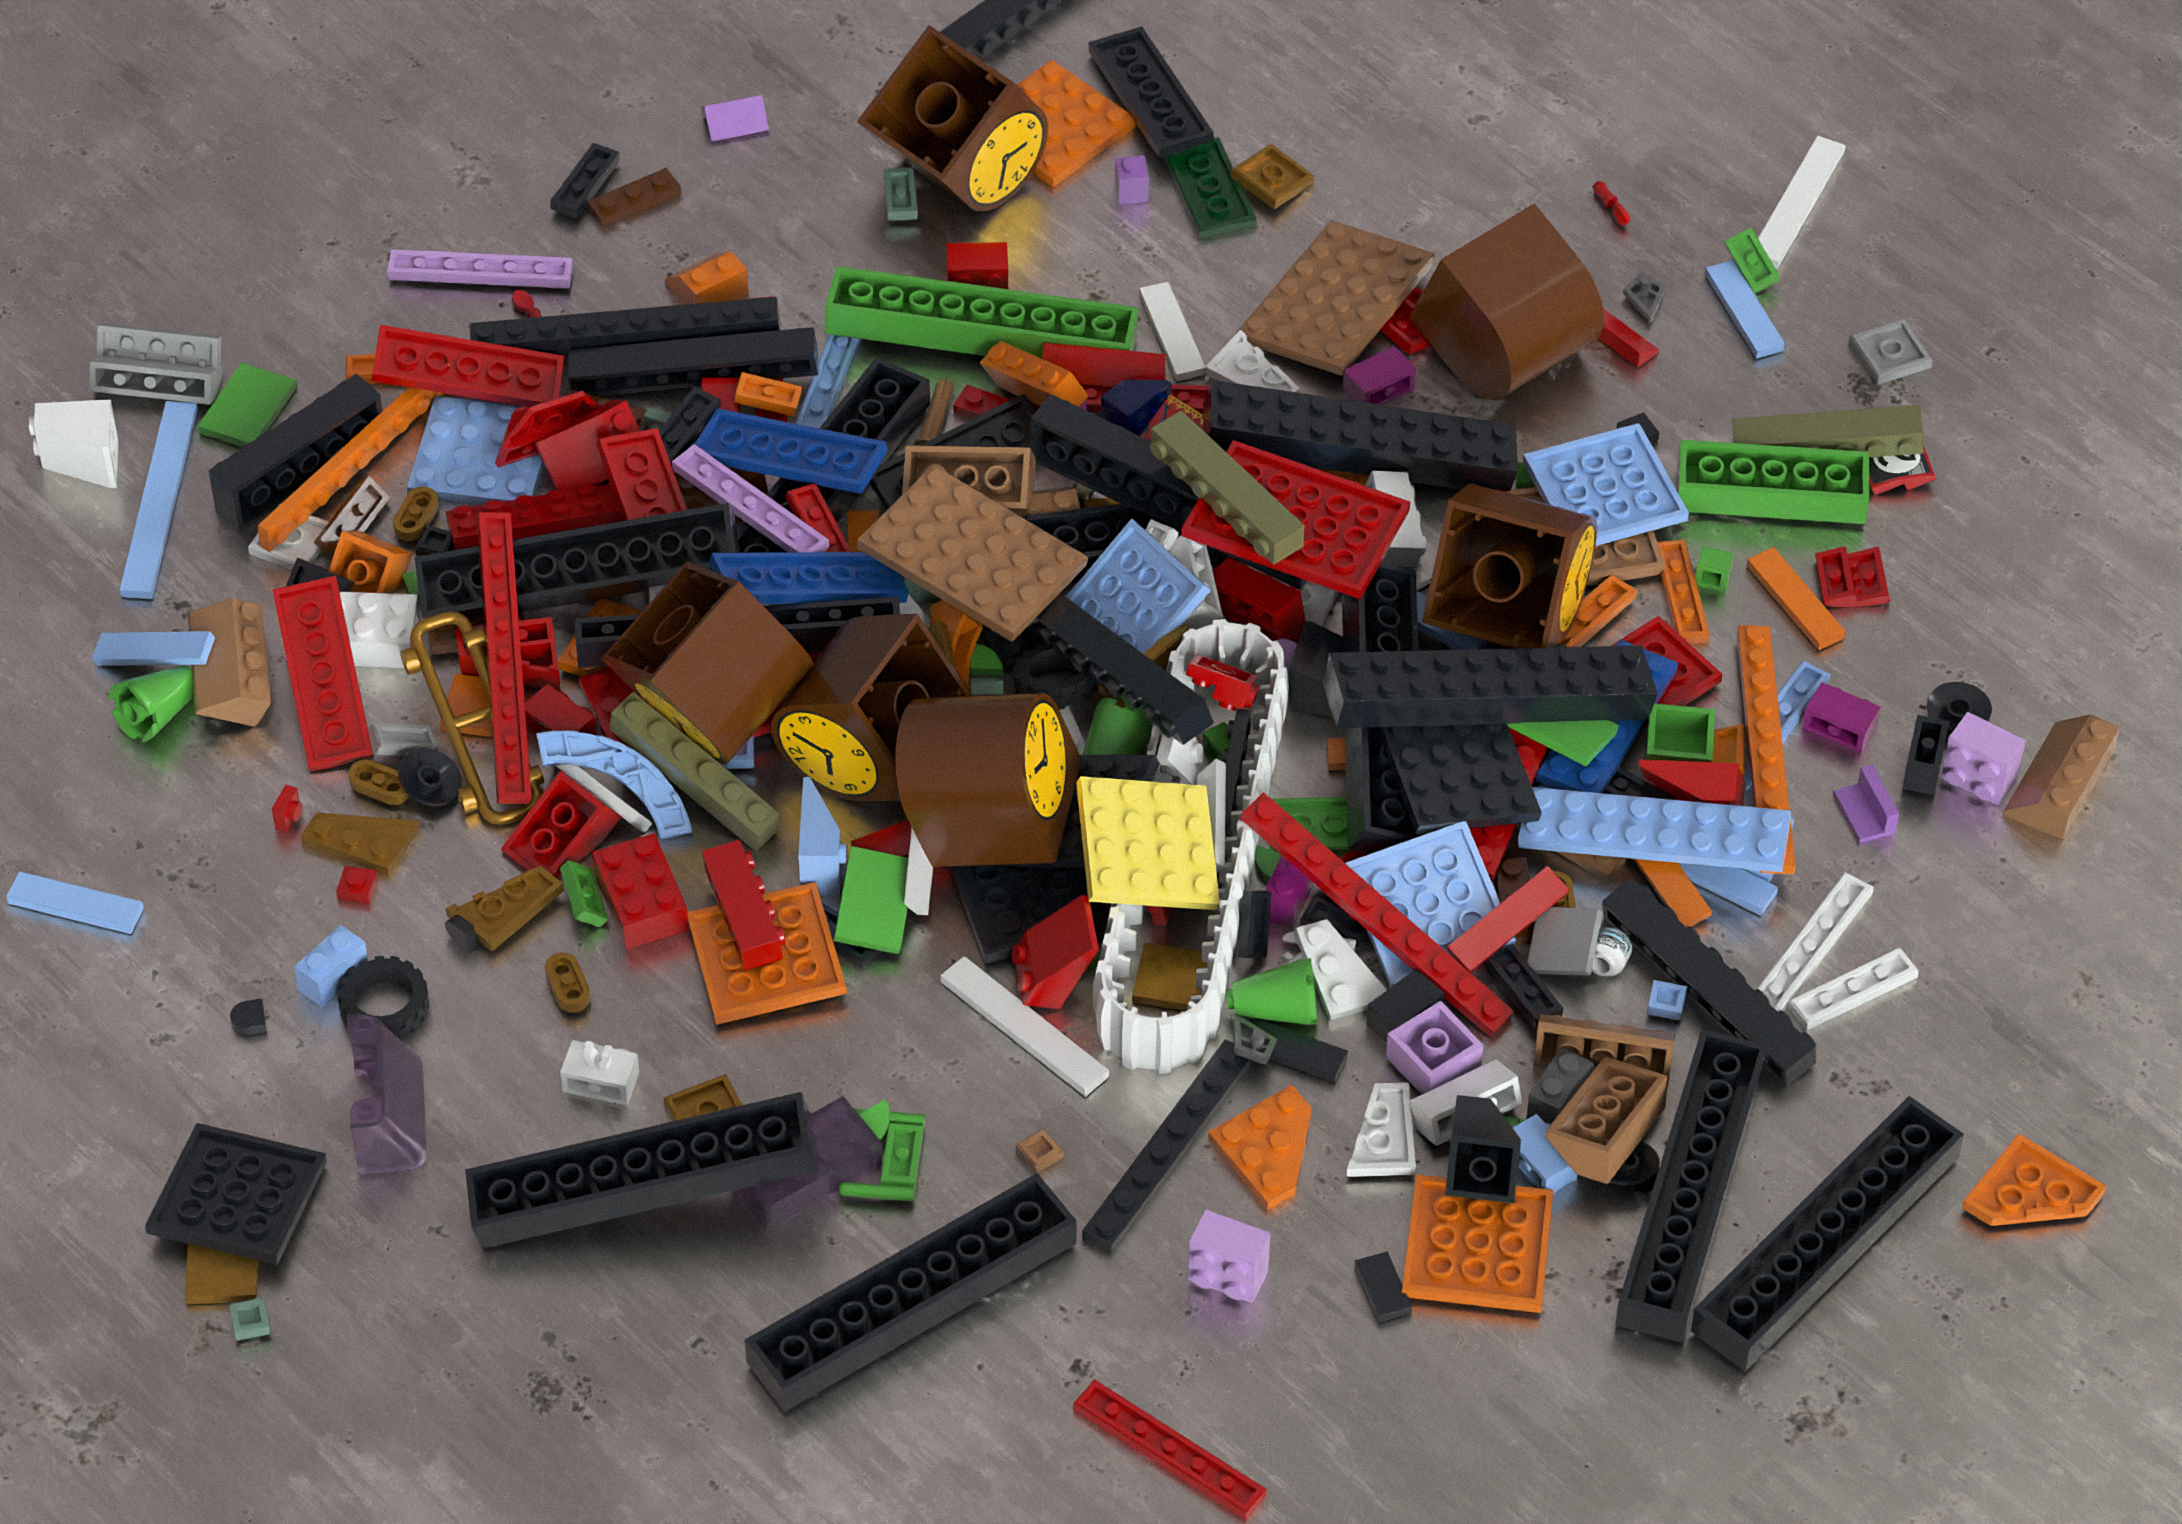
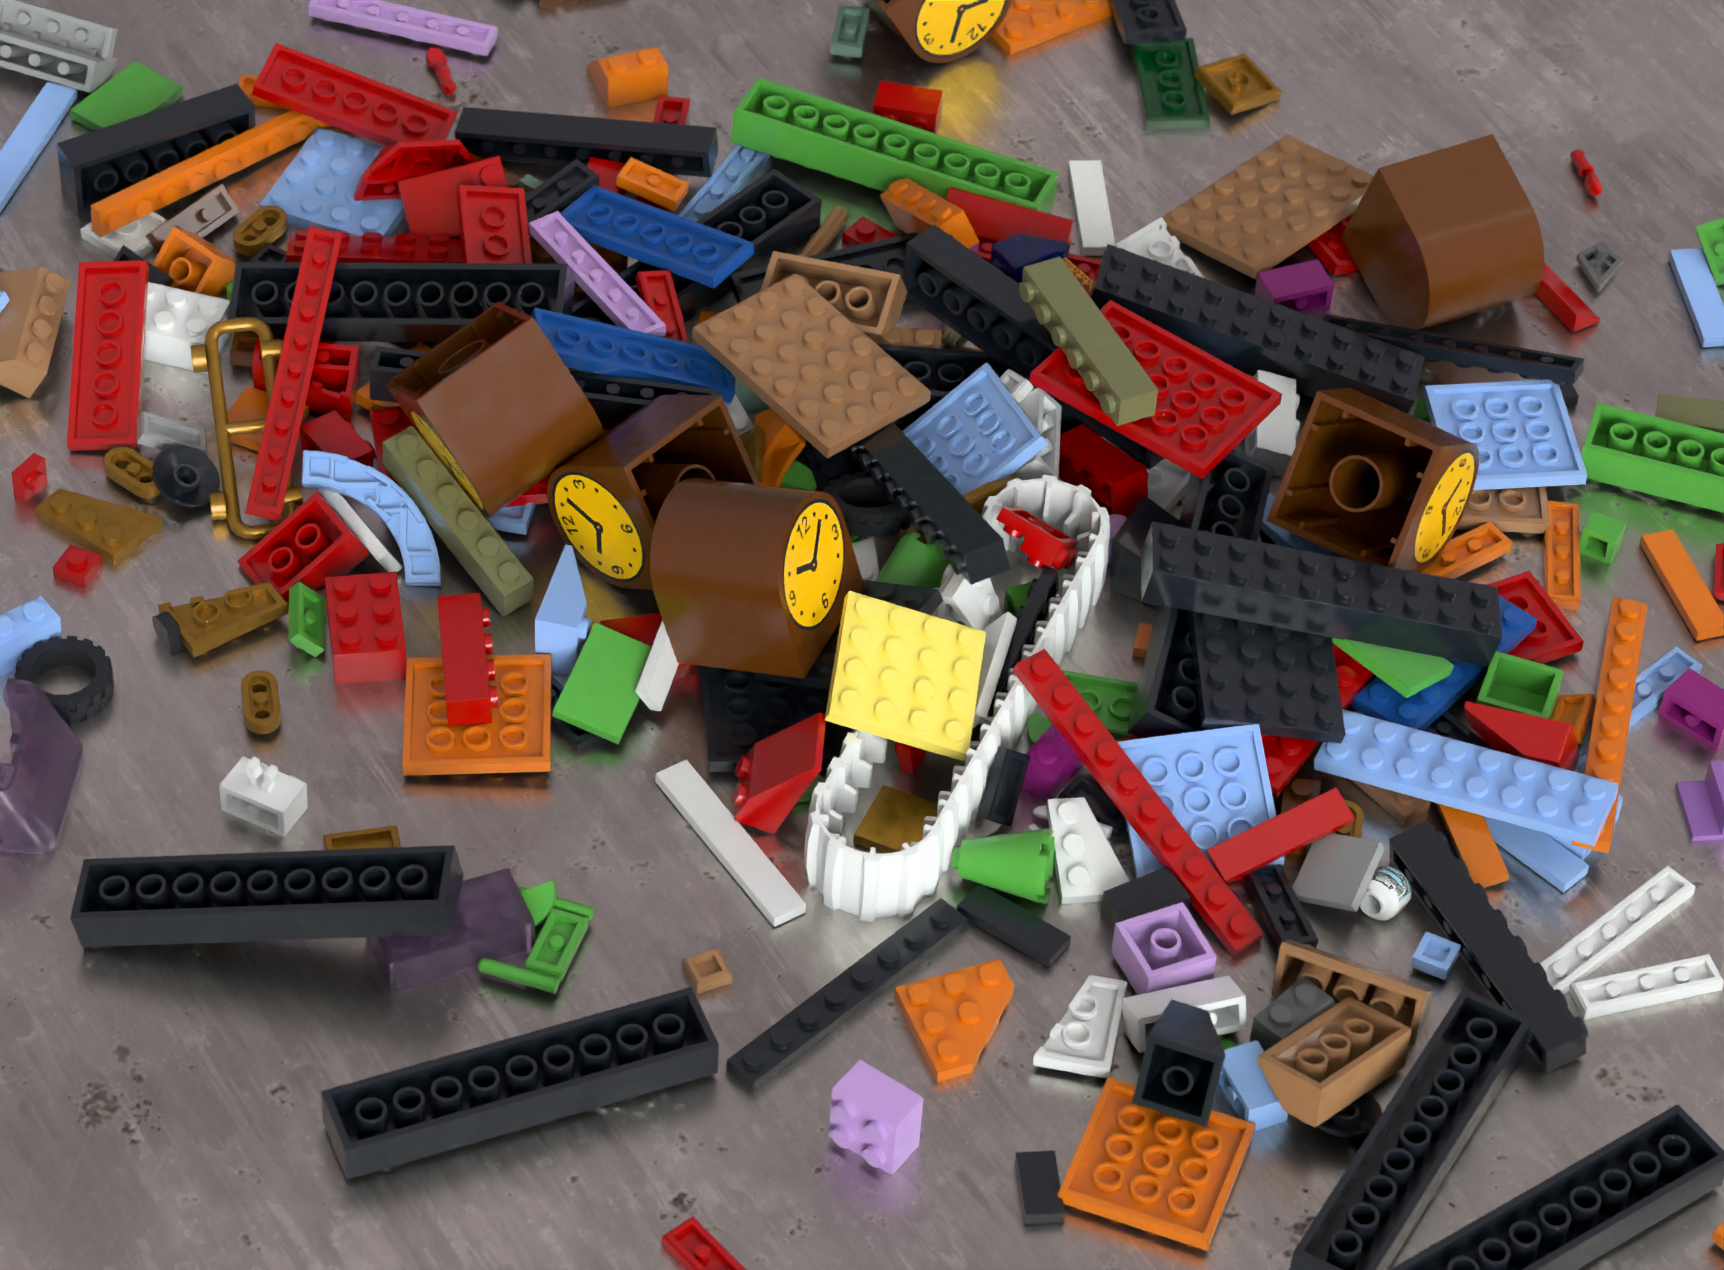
camera: 10 degrees right, 5 degrees down
(631, 326) = (534, 95): black brick -> none
(1131, 180) = (1090, 59): medium lavender brick -> none
(1252, 1041) = (968, 904): flat silver piece -> none
(1547, 412) = (1470, 352): none -> black plate

